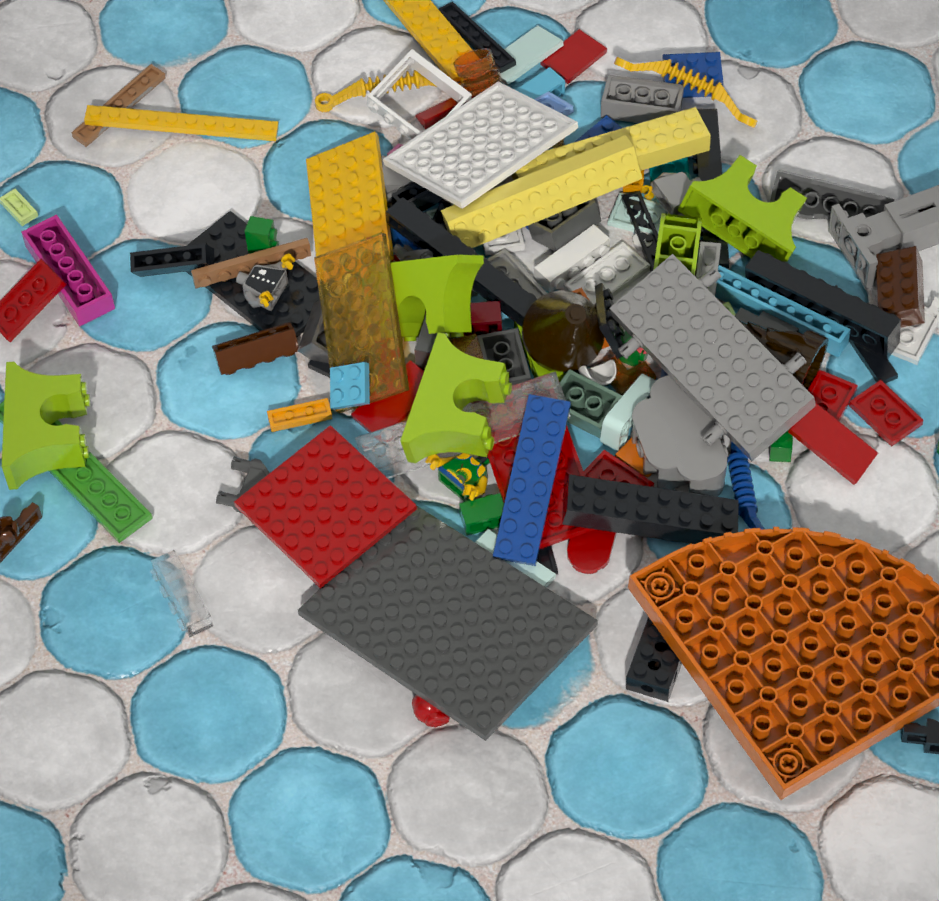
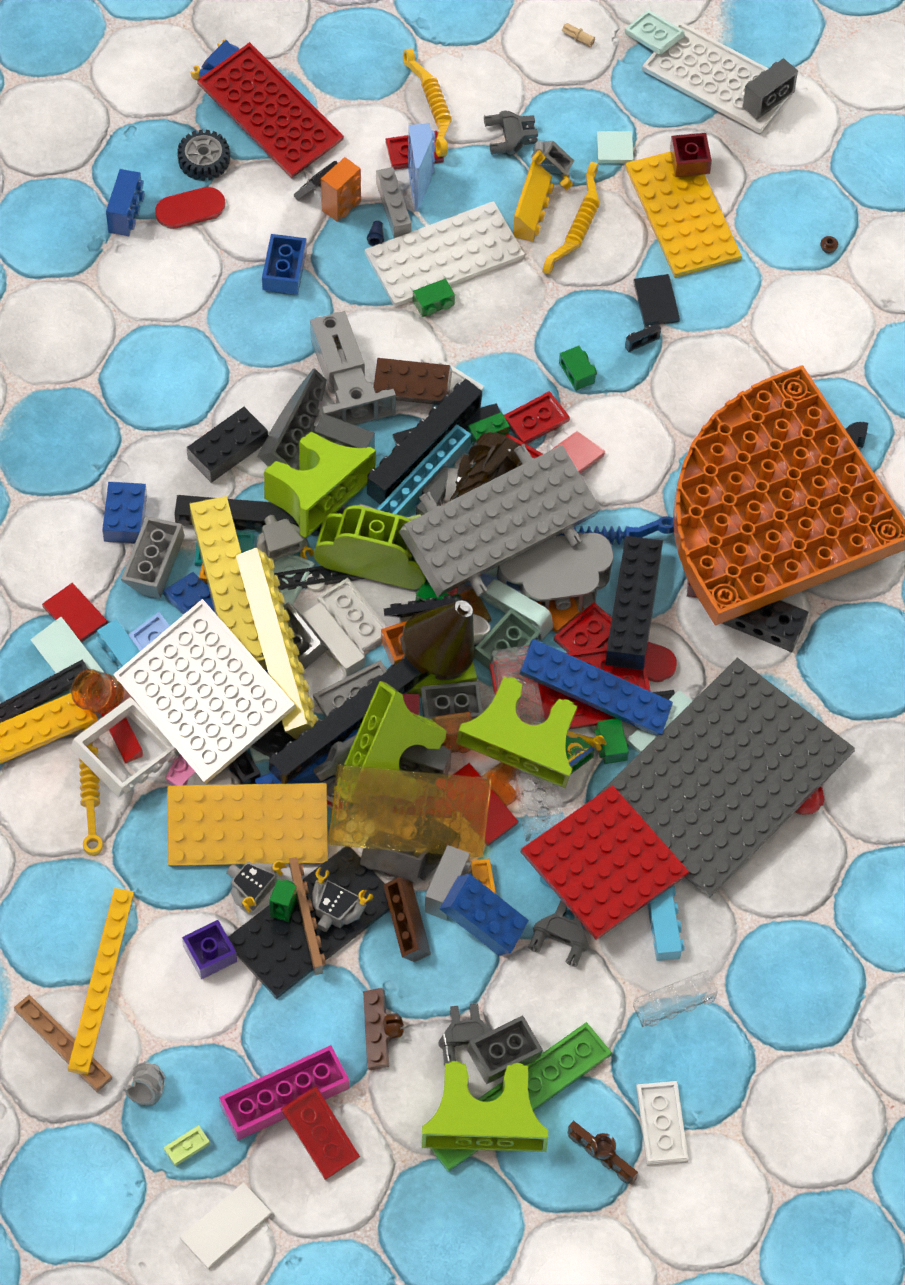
camera: 90 degrees left, 5 degrees up
(45, 594) = (662, 1123): none -> white tile
(77, 167) = (147, 1084): none -> light grey helmet
(109, 435) = (503, 1047): none -> dark grey brick
(141, 343) = (379, 1028): none -> reddish brown plate
(142, 413) = (461, 1032): none -> dark grey connector
(171, 260) = (293, 988): black brick -> none
(214, 196) = (209, 949): none -> dark purple brick
(256, 404) = (484, 914): none -> blue brick
(267, 578) = (665, 926): none -> medium azure brick
(289, 220) = (253, 882): none -> torso
(296, 375) = (453, 864): none -> light grey brick
(349, 385) = (469, 833): medium azure plate -> none
(718, 91) = (145, 509): yellow piece -> none
(790, 144) = (227, 444): none -> black brick
(810, 236) = (344, 433): none -> dark grey brick
(855, 367) = (495, 423): none -> green brick

